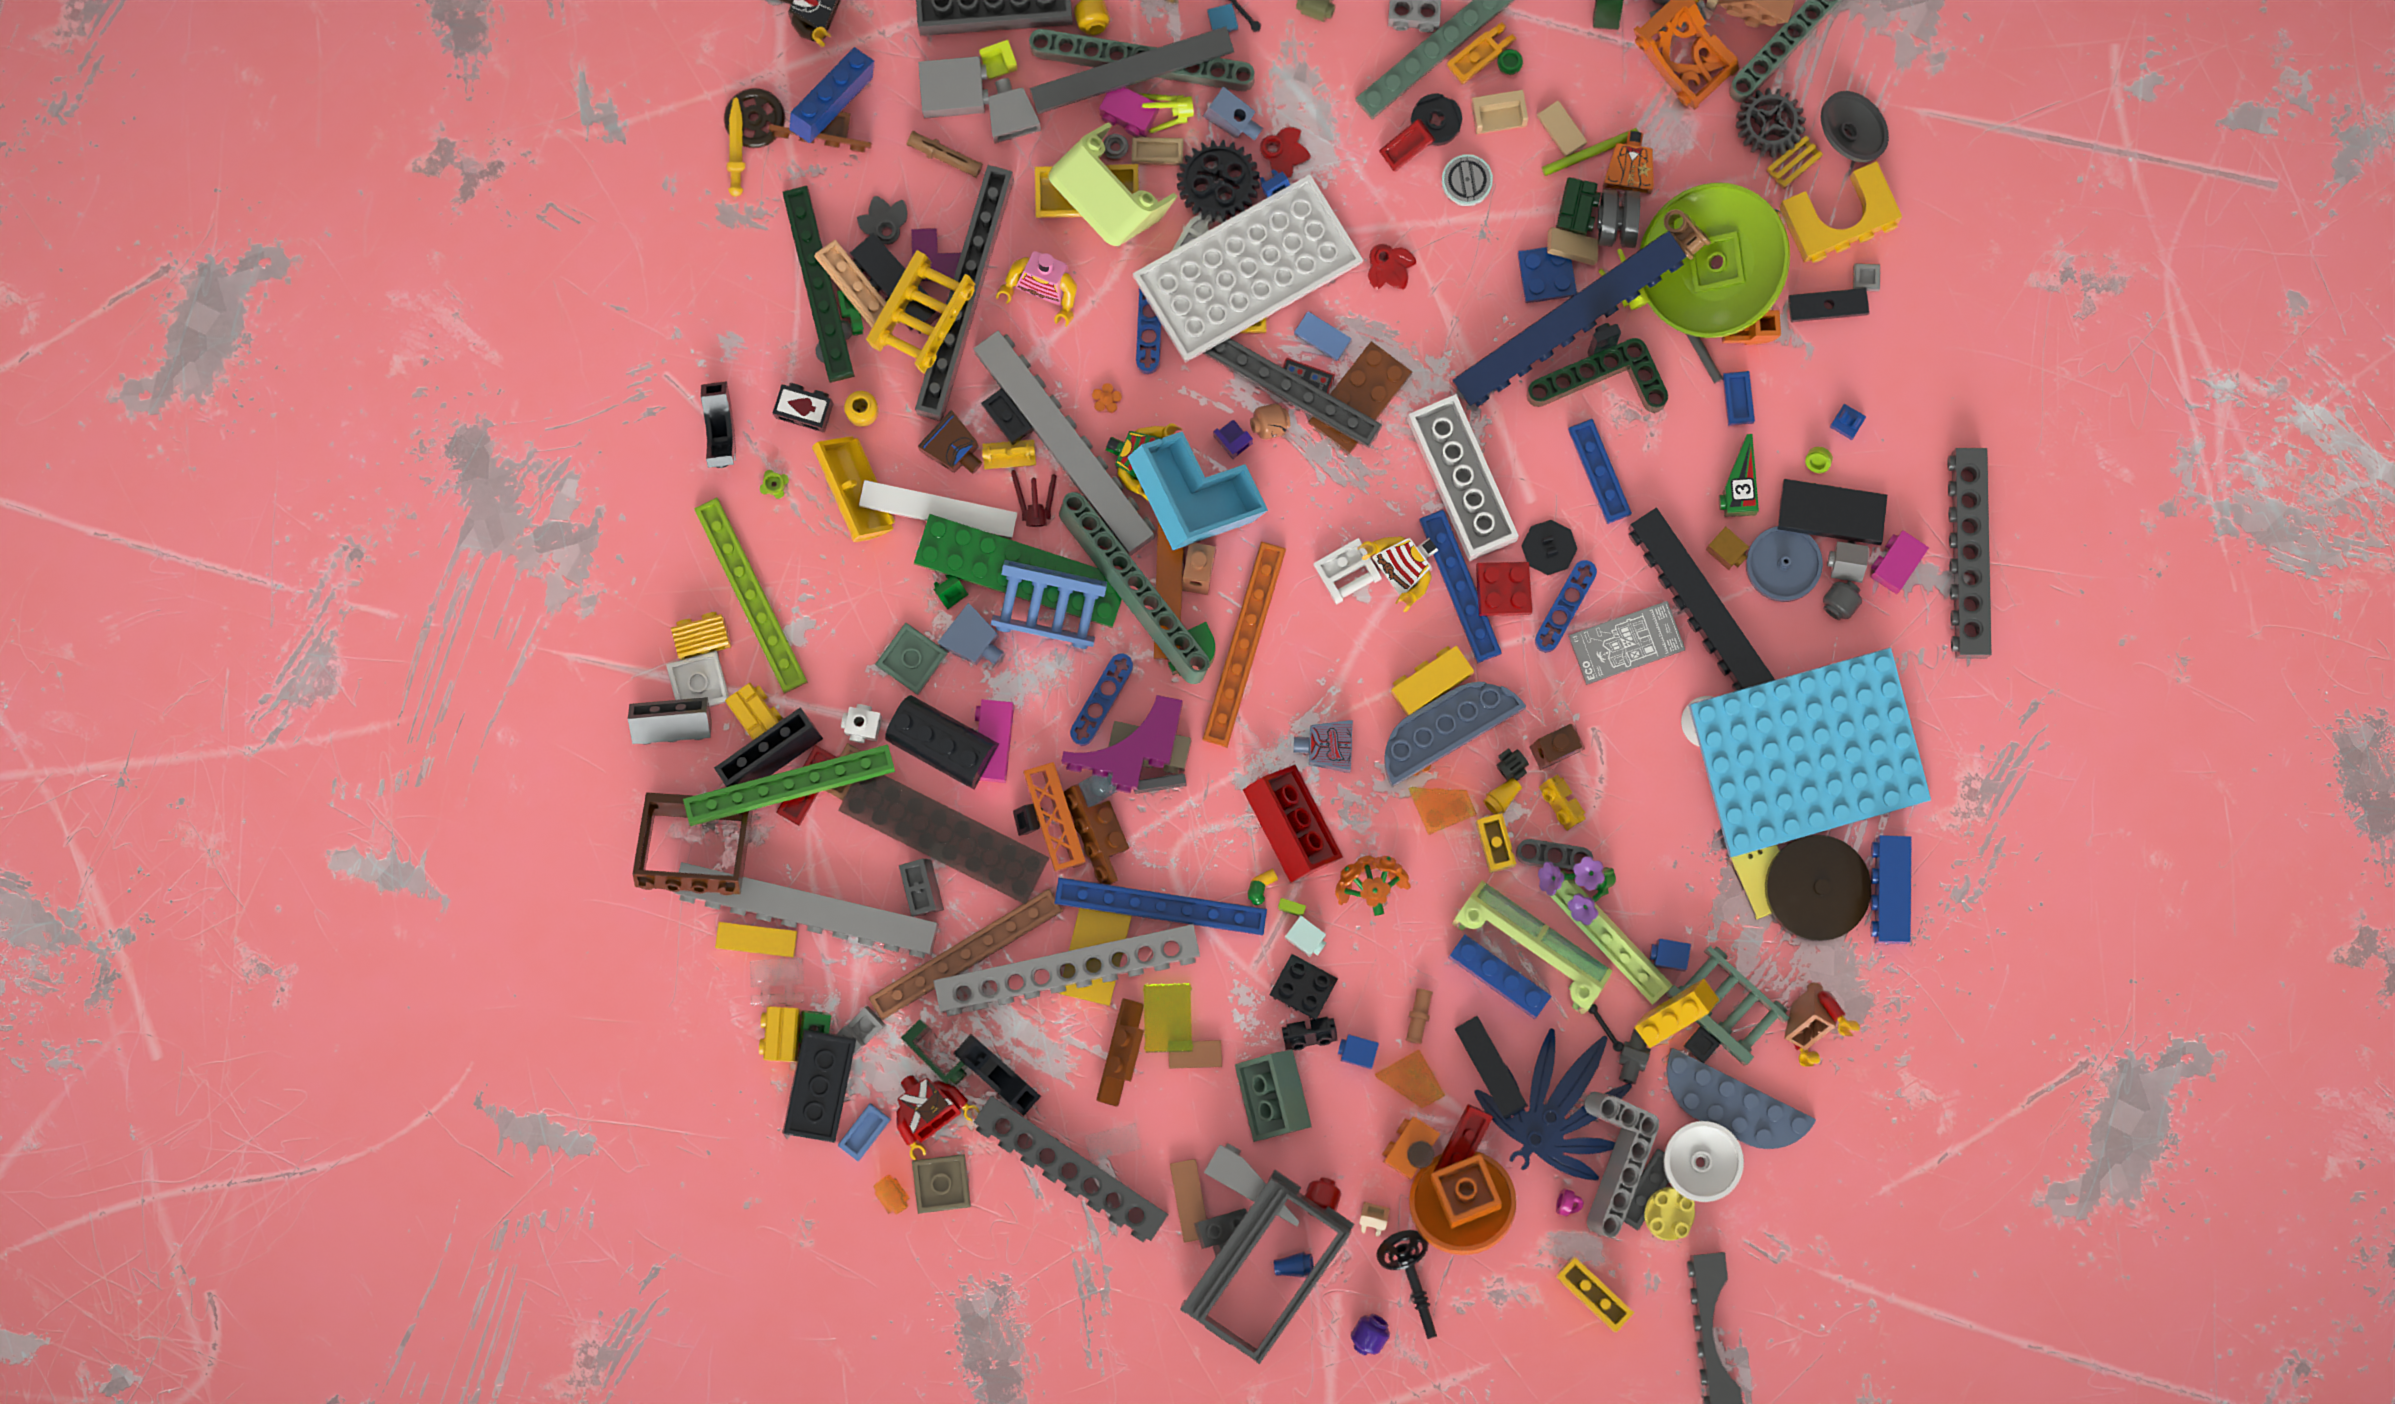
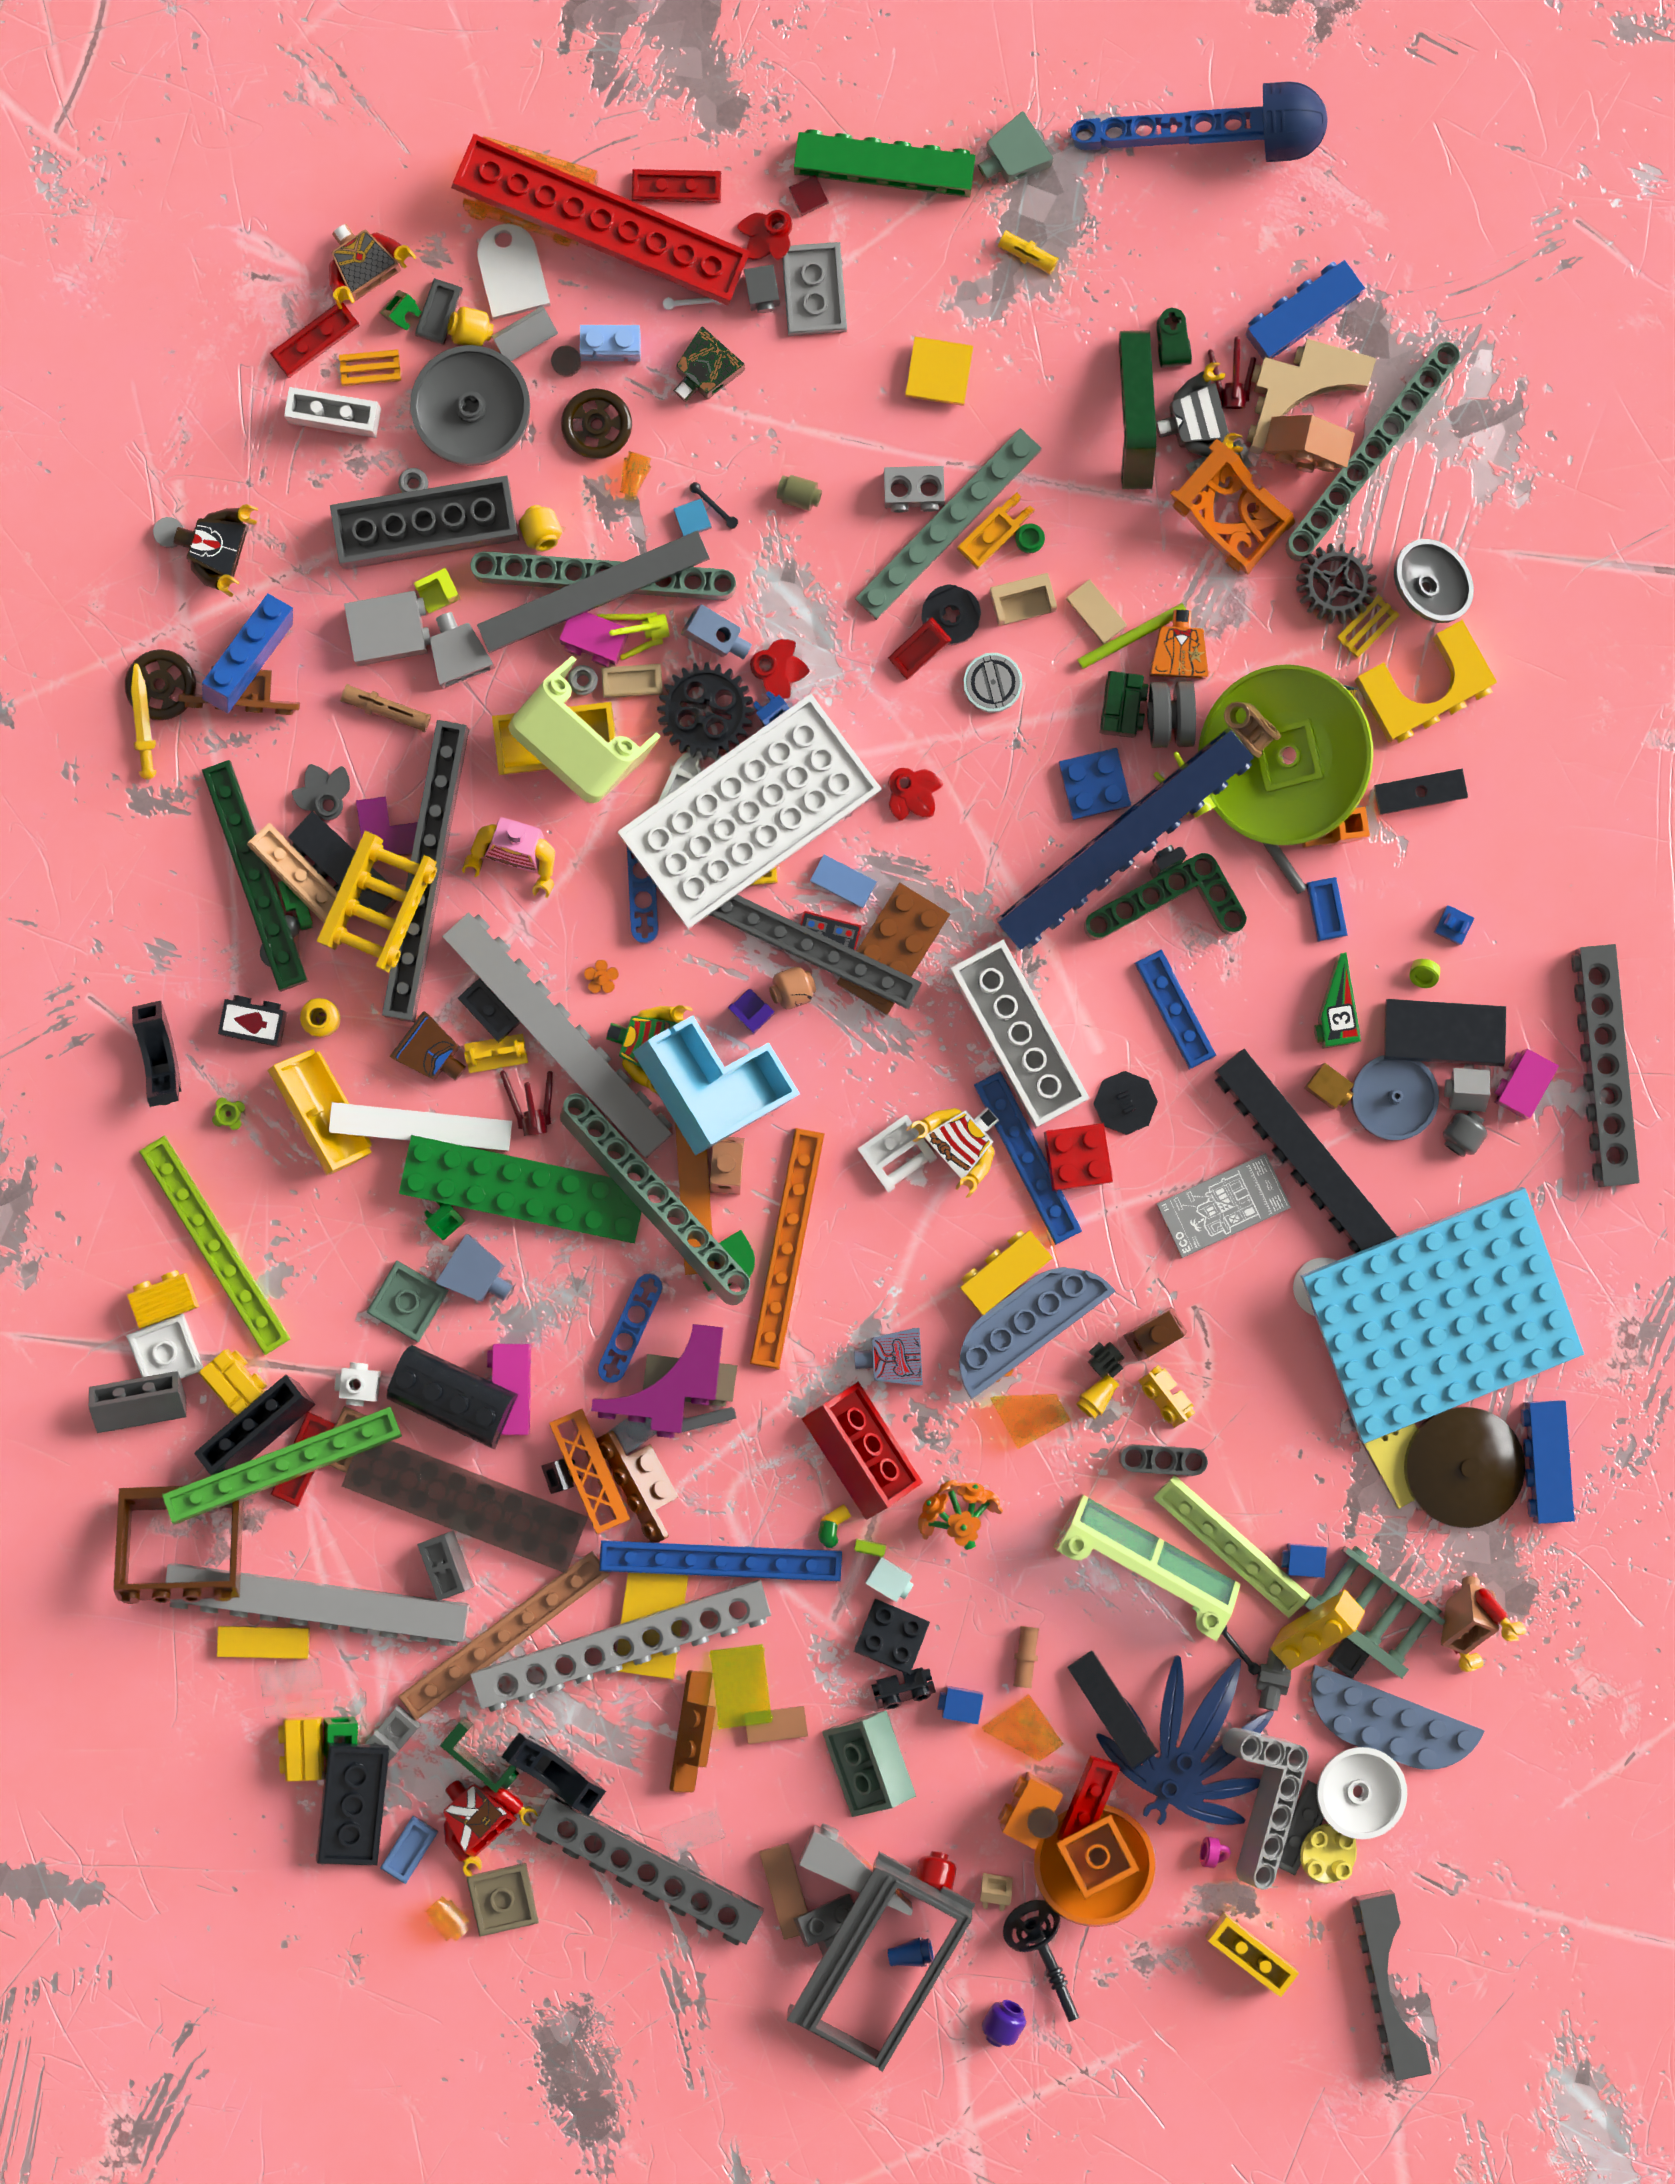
camera: 15 degrees left, 5 degrees up
(1040, 579) = (547, 1199): medium blue fence -> none
(1495, 843) = (1095, 1452): yellow brick -> none
(1499, 976) = (1113, 1604): blue brick -> none
(1564, 605) = (1155, 1172): blue beam -> none
(1572, 246) = (1121, 750): tan tile -> none
(1586, 874) = (1203, 1485): medium lavender plant -> none
(1866, 276) = (1461, 754): light grey tile -> none

